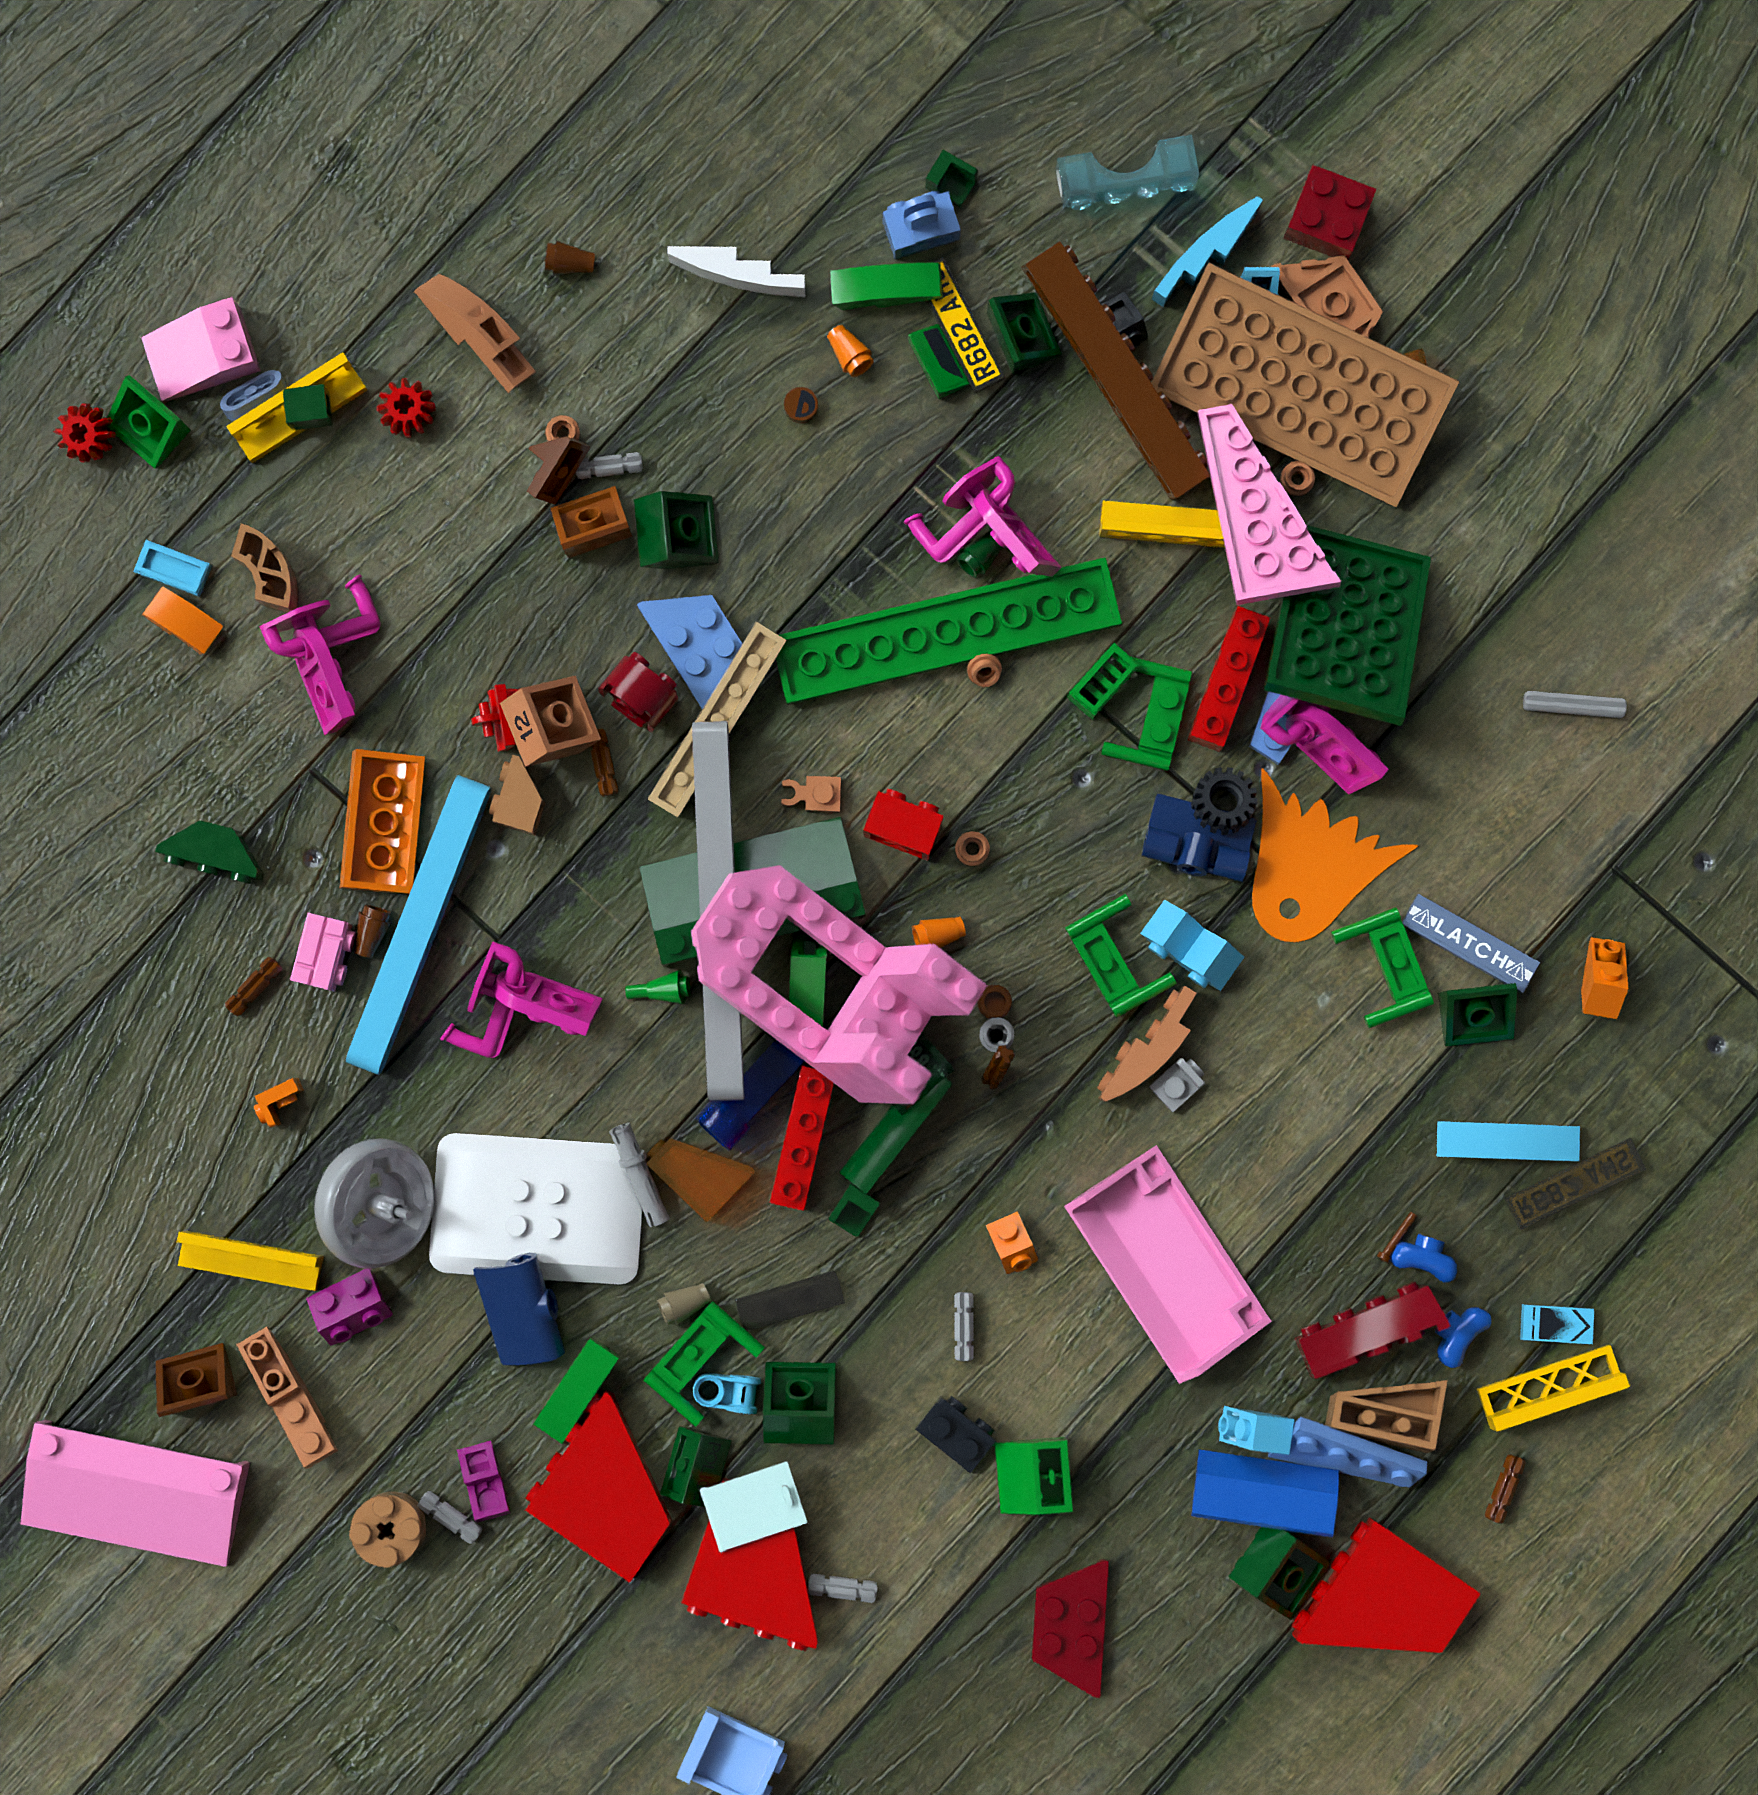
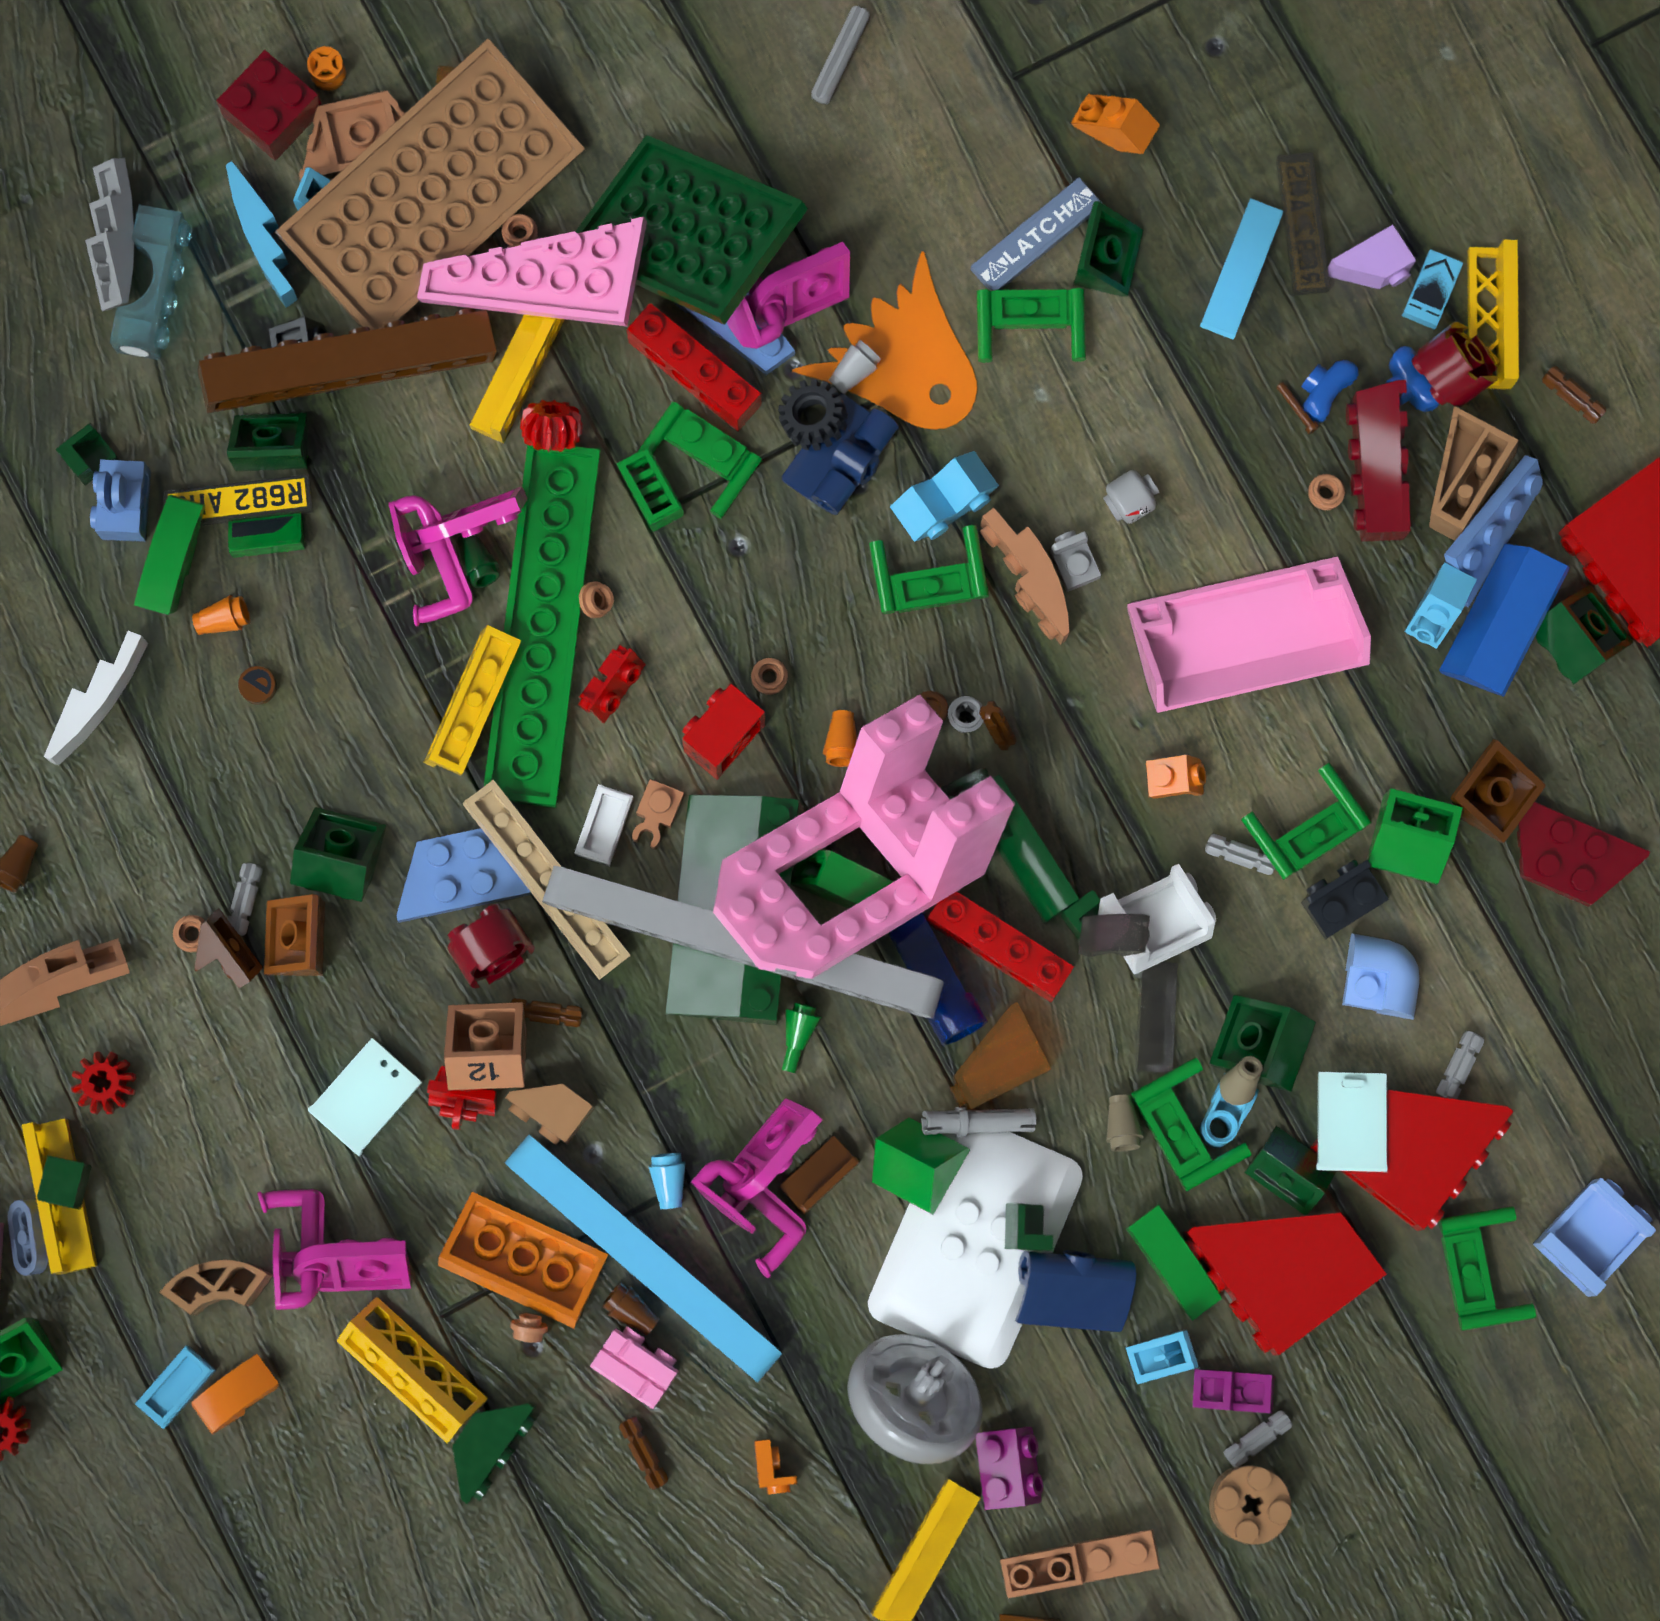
camera: 75 degrees left, 5 degrees down
(245, 758) = (406, 1373): none -> yellow fence
(324, 849) = (529, 1328): none -> nougat plate
(475, 634) = (365, 1096): none -> light aqua container
(490, 1407) = (1162, 1356): none -> medium azure slope
(495, 921) = (668, 1179): none -> medium azure cone
(544, 1052) = (819, 1175): none -> reddish brown panel
(556, 1249) = (1025, 1228): none -> dark green panel
(581, 1135) = (916, 1164): none -> green slope
(661, 1657) = (1470, 1272): none -> green plate
(751, 1394) = (1240, 1083): none -> dark tan cone
(786, 752) = (604, 825): none -> white tile
(841, 1236) = (1114, 934): none -> clear smoke slope
(852, 596) = (472, 700): none -> yellow fence
(874, 1271) = (1176, 917): none -> white panel
(897, 1490) = (1381, 977): none -> light blue brick
(899, 710) = (622, 670): none -> red hinge
(1005, 1388) = (1317, 834): none -> green plate
(1101, 1539) = (1497, 792): none -> reddish brown slope
(1126, 572) = (551, 425): none -> red gear
(1144, 127) = (112, 247): none -> light grey slope
(1255, 1114) = (1131, 496): none -> light grey head
(1283, 822) = (854, 367): none -> light grey cone
(1338, 1290) = (1326, 481): none -> nougat plate
(1387, 243) = (324, 60): none -> orange wheel
(1486, 1369) = (1455, 365): none -> dark red brick
(1562, 1262) = (1375, 261): none -> lavender slope

